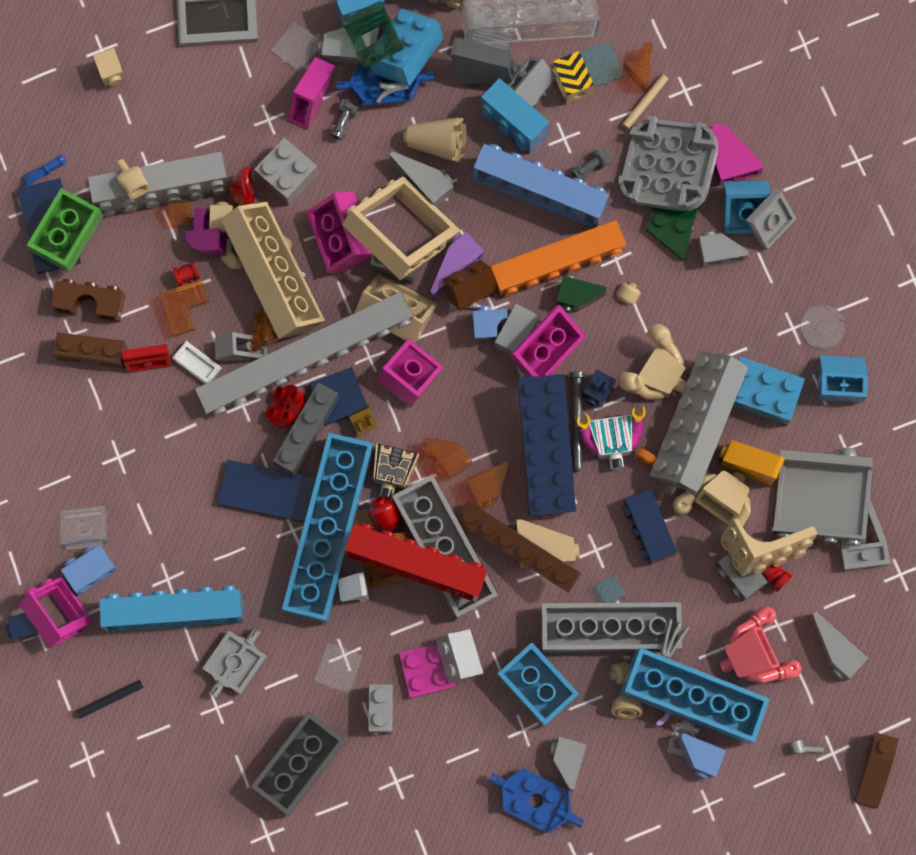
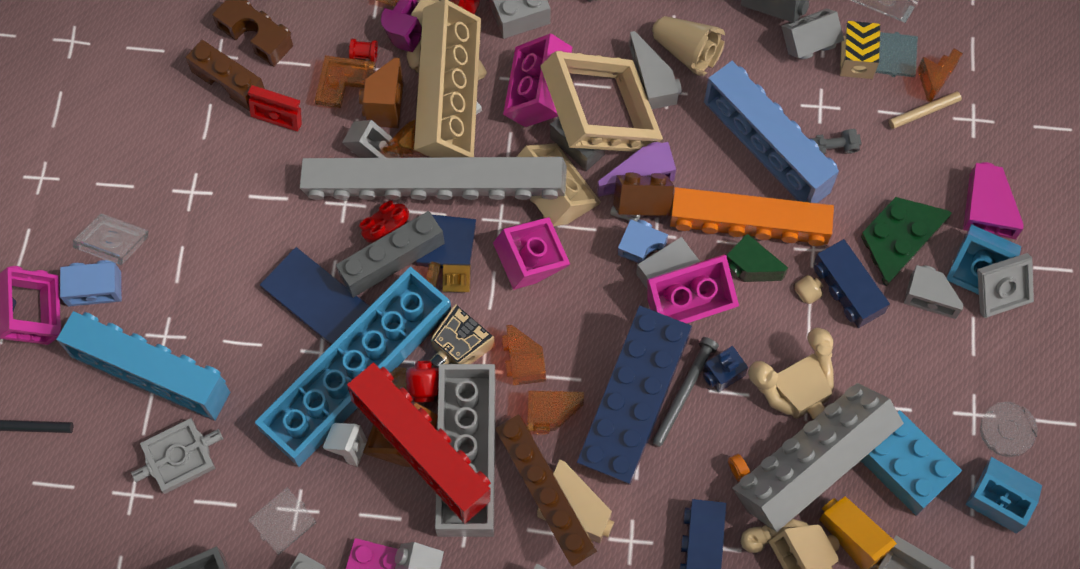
camera: 30 degrees right, 10 degrees down
(197, 363) = (322, 137): white tile -> none
(227, 307) = (383, 95): none -> dark orange slope
(344, 427) = (432, 273): none -> clear orange tile
(514, 116) = (778, 56): dark azure brick -> none
(612, 436) = (713, 426): torso -> none
(657, 274) = (850, 284): none -> dark blue brick
(669, 164) = (920, 178): light grey tile -> none

